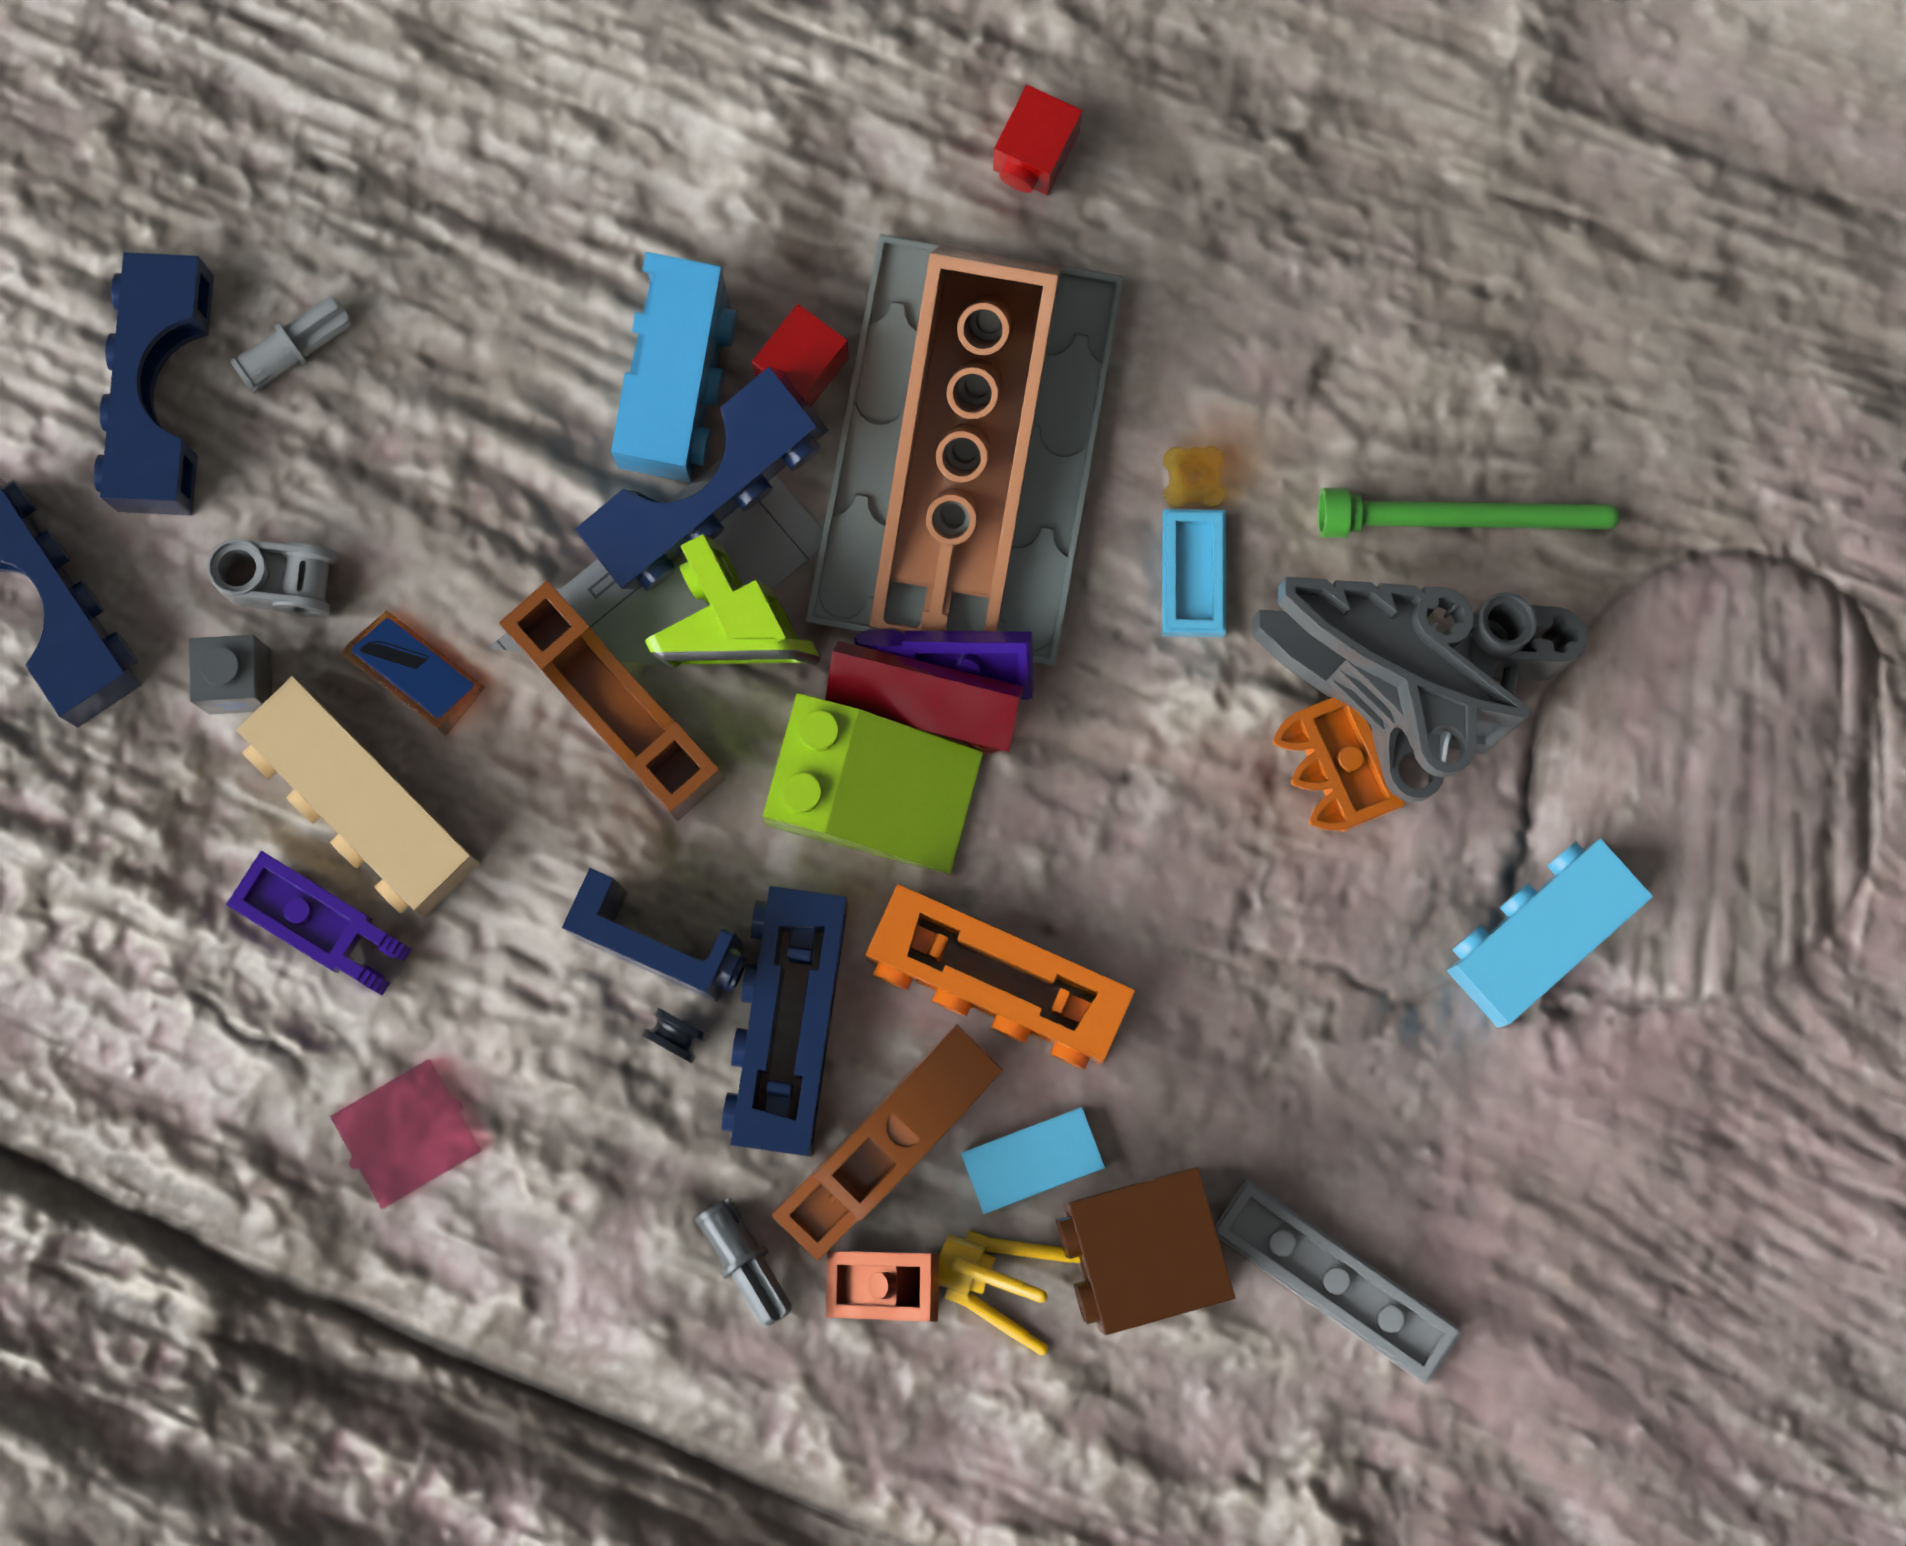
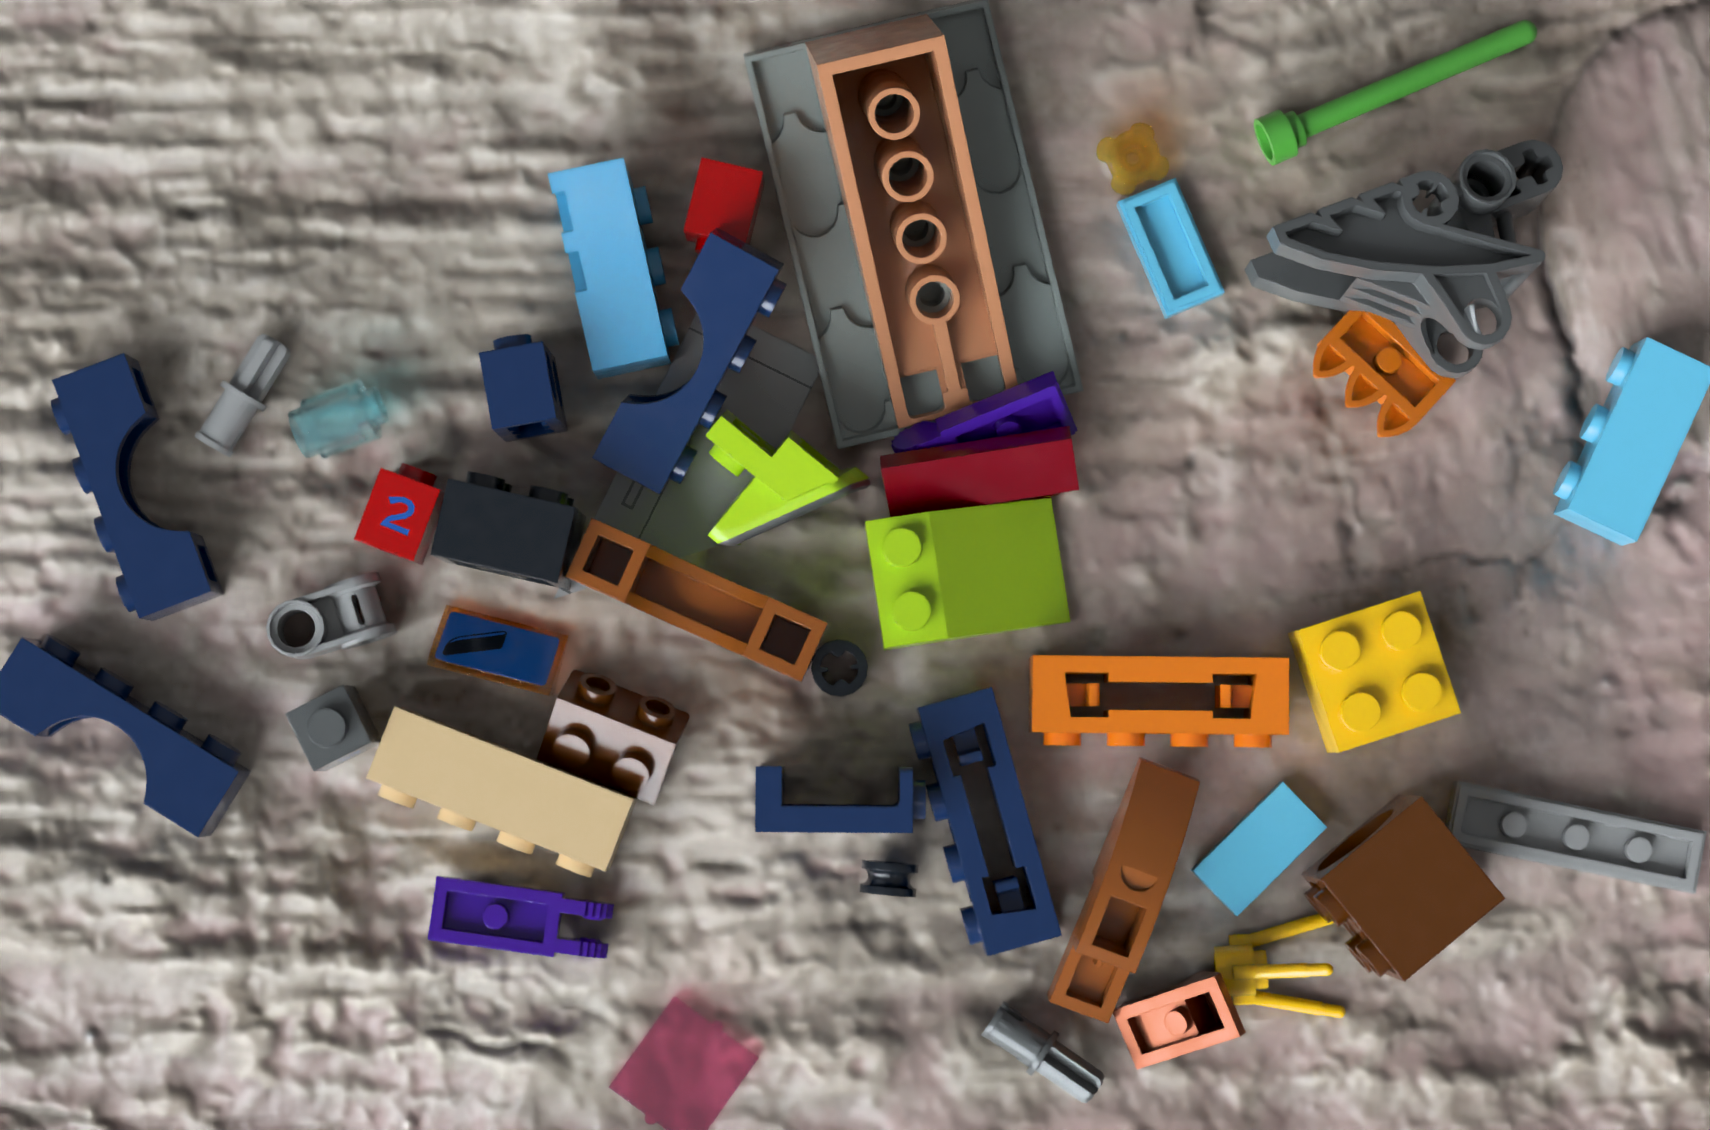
camera: 25 degrees left, 5 degrees up
(365, 401) = (338, 419): none -> clear light blue brick
(383, 509) = (402, 513): none -> red brick
(463, 561) = (508, 532): none -> black brick
(481, 793) = (613, 735): none -> reddish brown bracket
(540, 441) = (522, 389): none -> dark blue brick
(725, 805) = (837, 649): none -> black bush
(1211, 1040) = (1374, 673): none -> yellow brick

